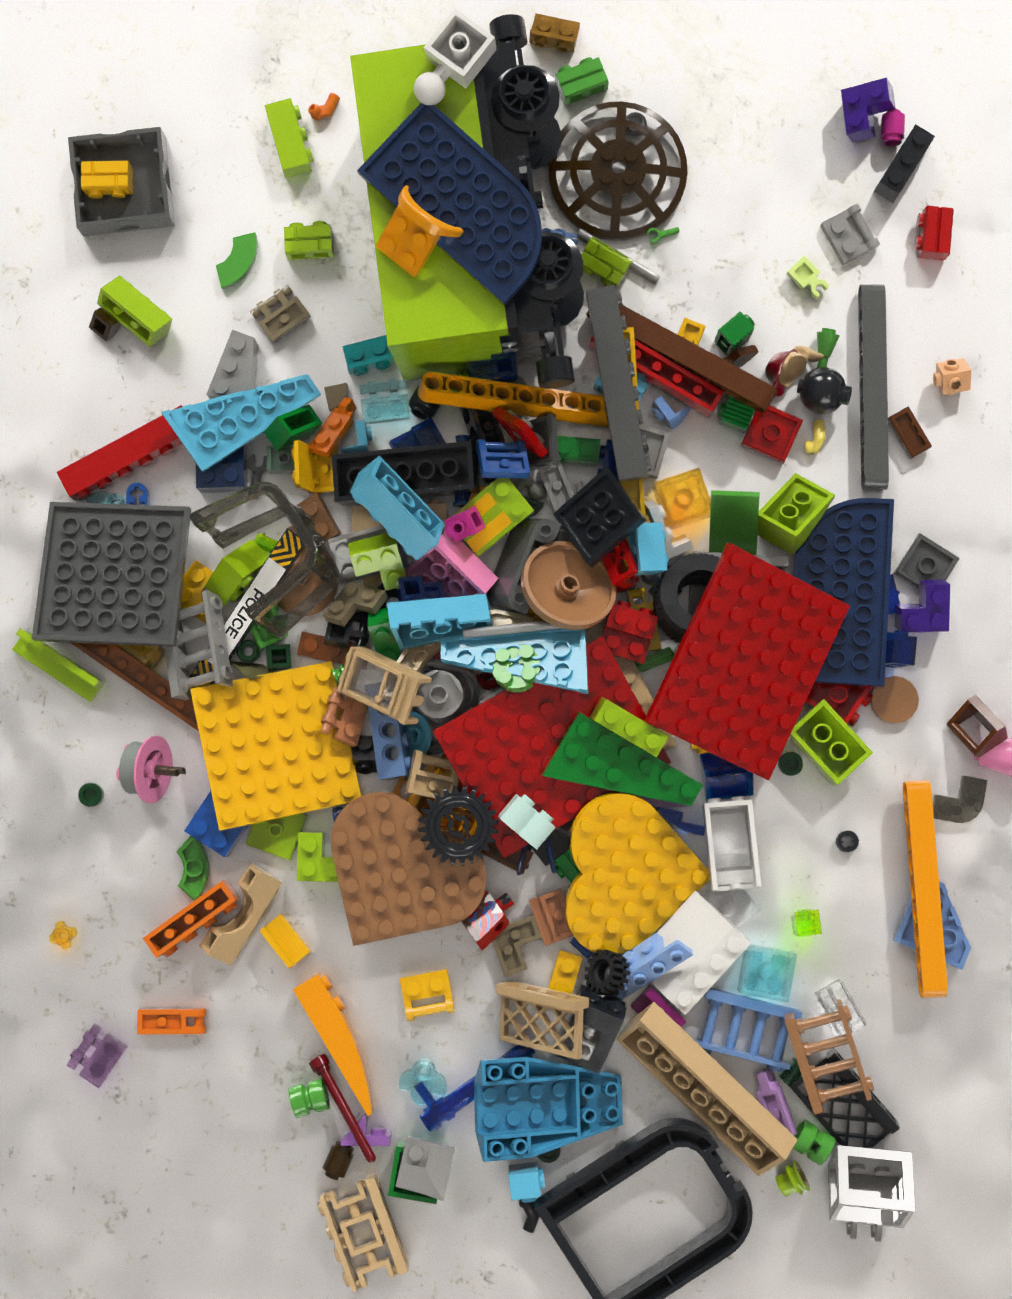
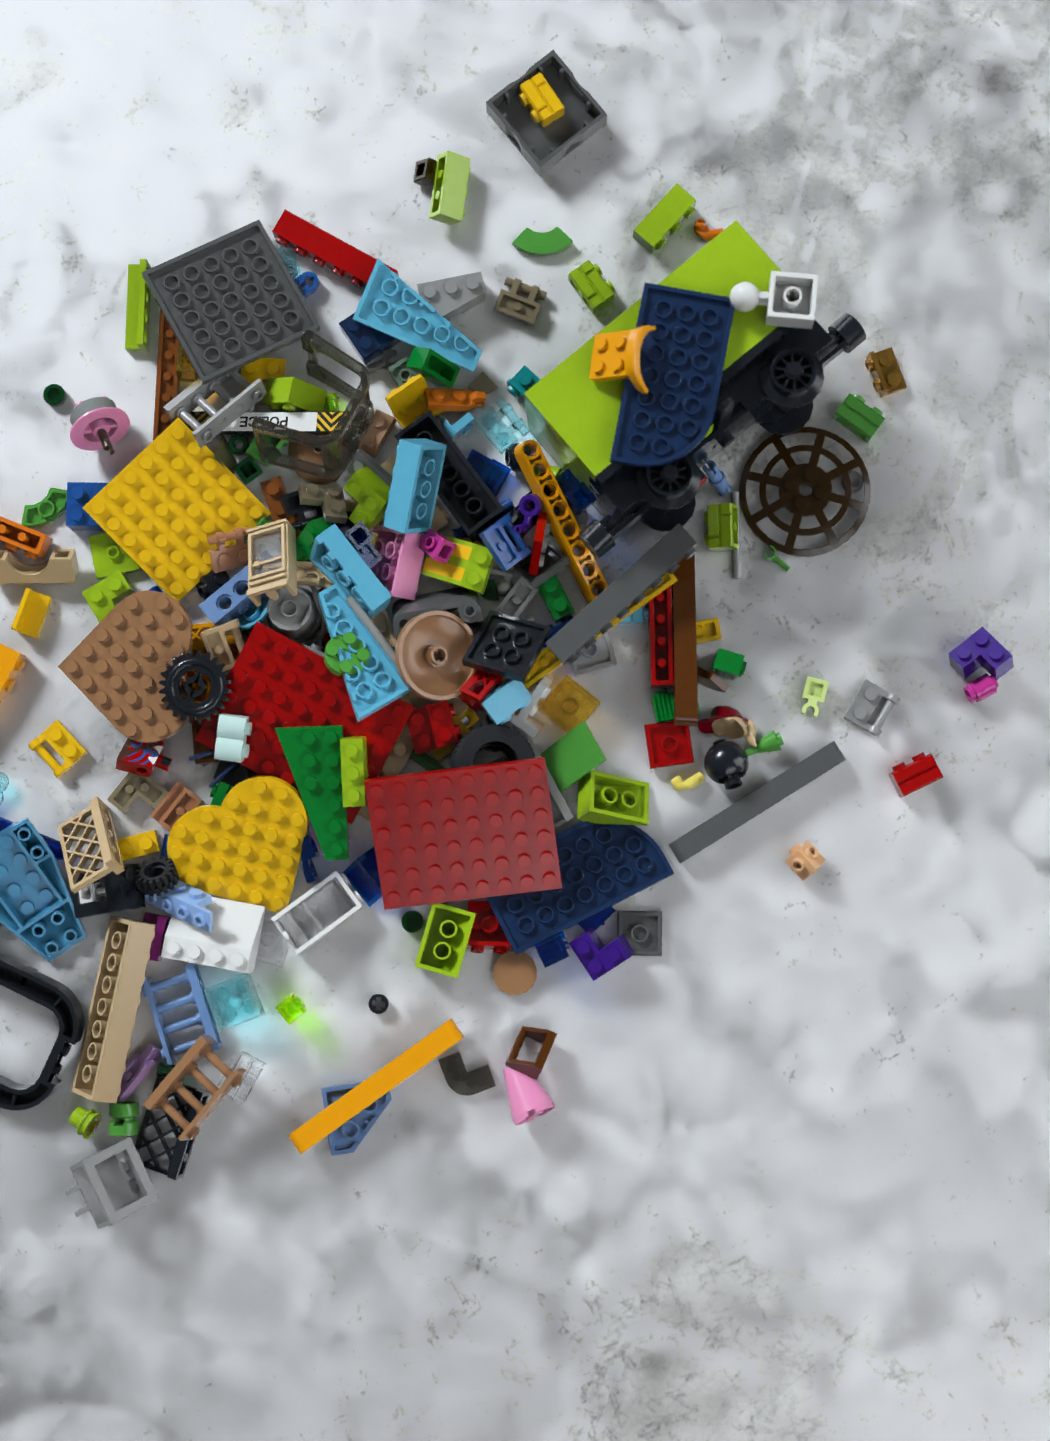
camera: 60 degrees right, 0 degrees up
(487, 421) = (528, 512): none -> dark purple plate
(663, 412) = (630, 647): medium blue plate -> none
(904, 163) = (956, 715): black brick -> none
(909, 432) = (738, 853): reddish brown plate -> none

